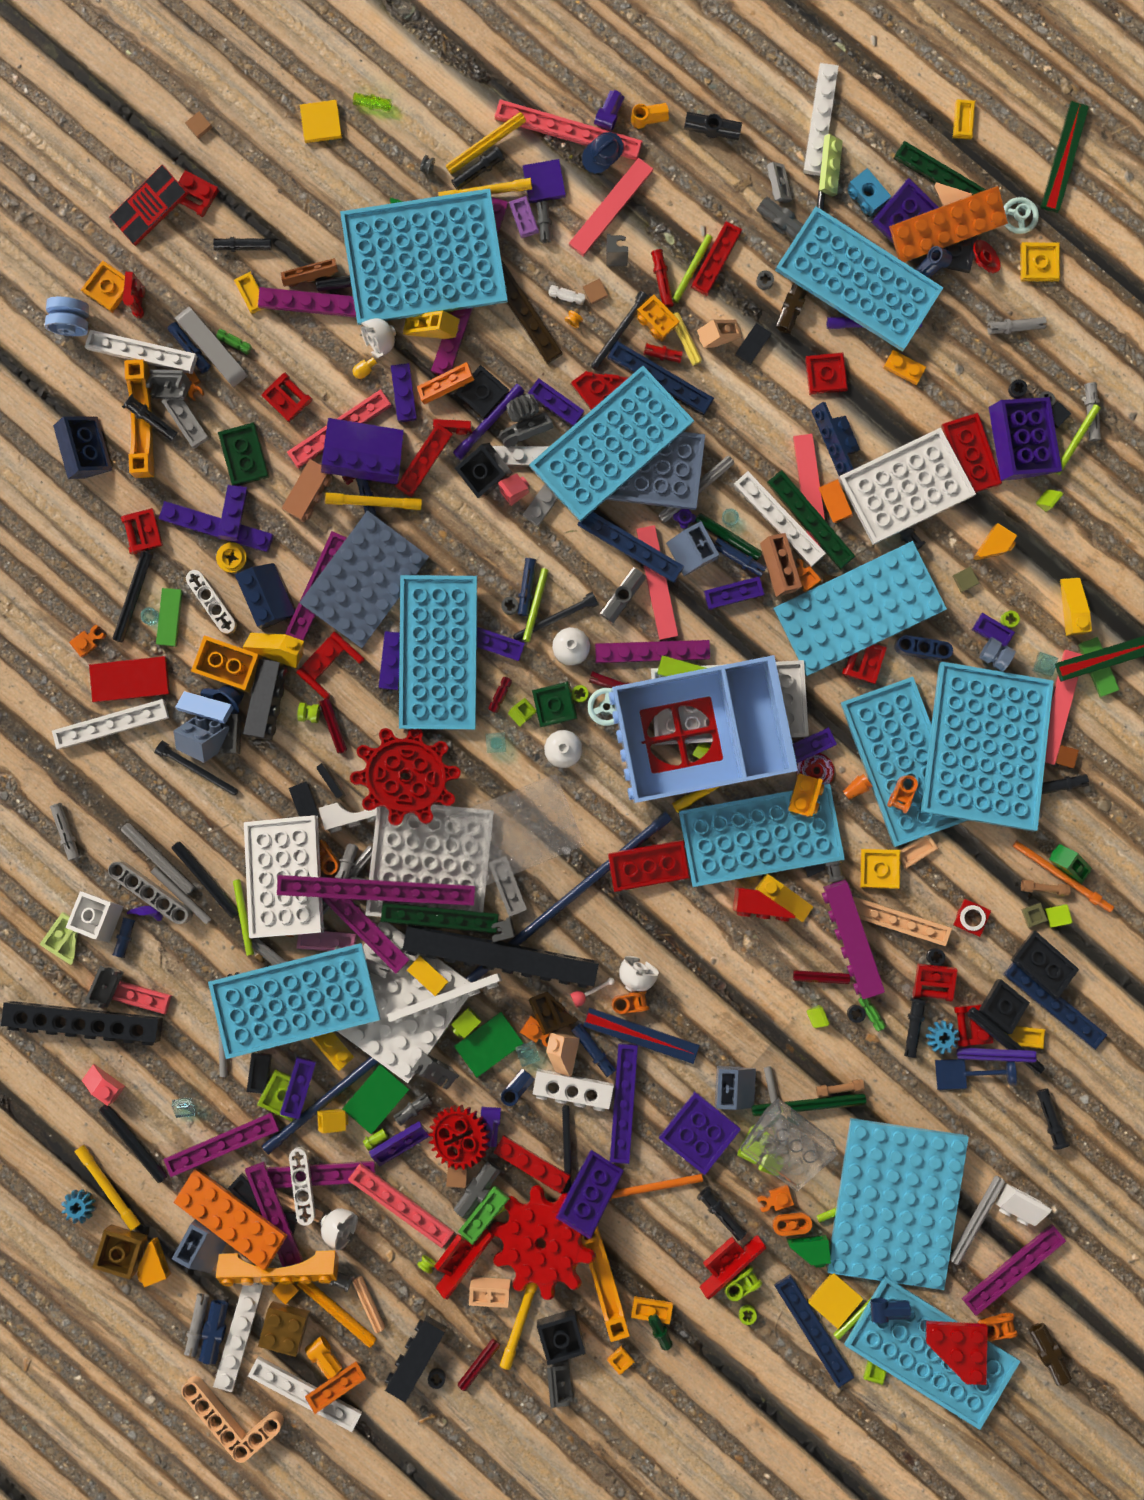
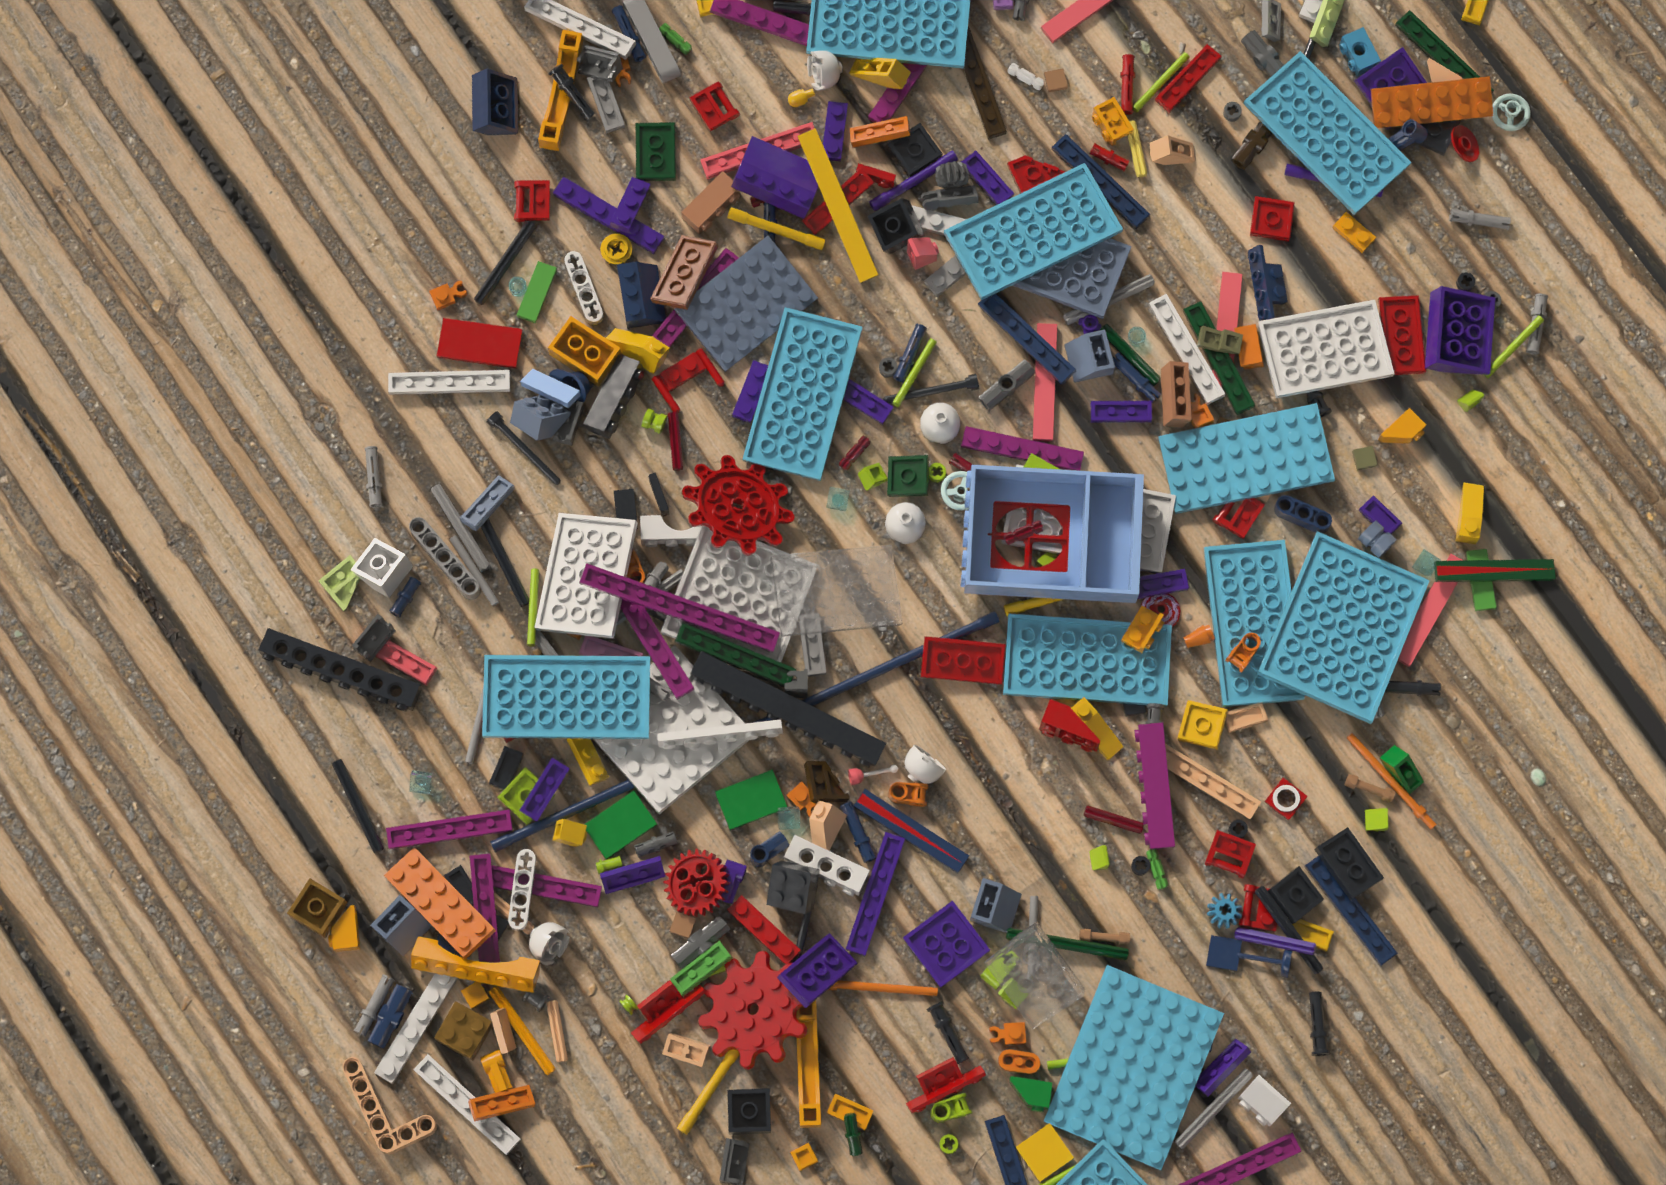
camera: 10 degrees right, 10 degrees down
(73, 1211) = (287, 860): dark azure gear -> none
(88, 1161) = (308, 813): yellow piece -> none
(102, 1085) = (343, 738): coral slope -> none
(146, 910) = (435, 576): dark purple bar -> none
(175, 830) = (487, 503): none -> sand blue tile
(299, 565) = (684, 272): none -> tile
(319, 1320) = (503, 1030): none -> light nougat tile
(401, 1205) = (618, 937): coral tile -> none
(415, 1359) = (592, 1095): black brick -> none
(424, 464) = (837, 205): none -> yellow tile
(427, 975) = (707, 708): yellow tile -> none
(431, 1382) = (601, 1127): black bush -> none
(435, 1070) = (689, 809): dark grey hinge -> none
(465, 1023) = (733, 770): lime brick -> none
(478, 1364) = (655, 1122): dark red axle -> none
(547, 1121) = (793, 887): none -> black brick
(573, 319) = (1026, 101): light orange bush -> none
(616, 254) = (1086, 49): dark grey hinge -> none
(640, 298) = (1099, 98): black piece -> none
(677, 740) = (1023, 532): none -> dark red axle
(753, 344) = (1204, 171): black tile -> none
(808, 503) = (1220, 341): none -> olive slope
(885, 1310) = (1092, 1168): dark blue piece -> none
(916, 1018) = (1201, 885): black pin -> none
(976, 1181) = (1222, 1067): none -> dark purple plate
(1014, 615) = (1406, 507): lime bush -> none
(1034, 915) = (1351, 813): olive tile -> none
(1040, 261) = (1520, 162): yellow tile -> none
(1060, 414) = (1502, 318): black tile -> none
(1064, 157) = (1570, 66): dark green tile -> none
(1067, 757) = (1424, 661): dark orange tile -> none

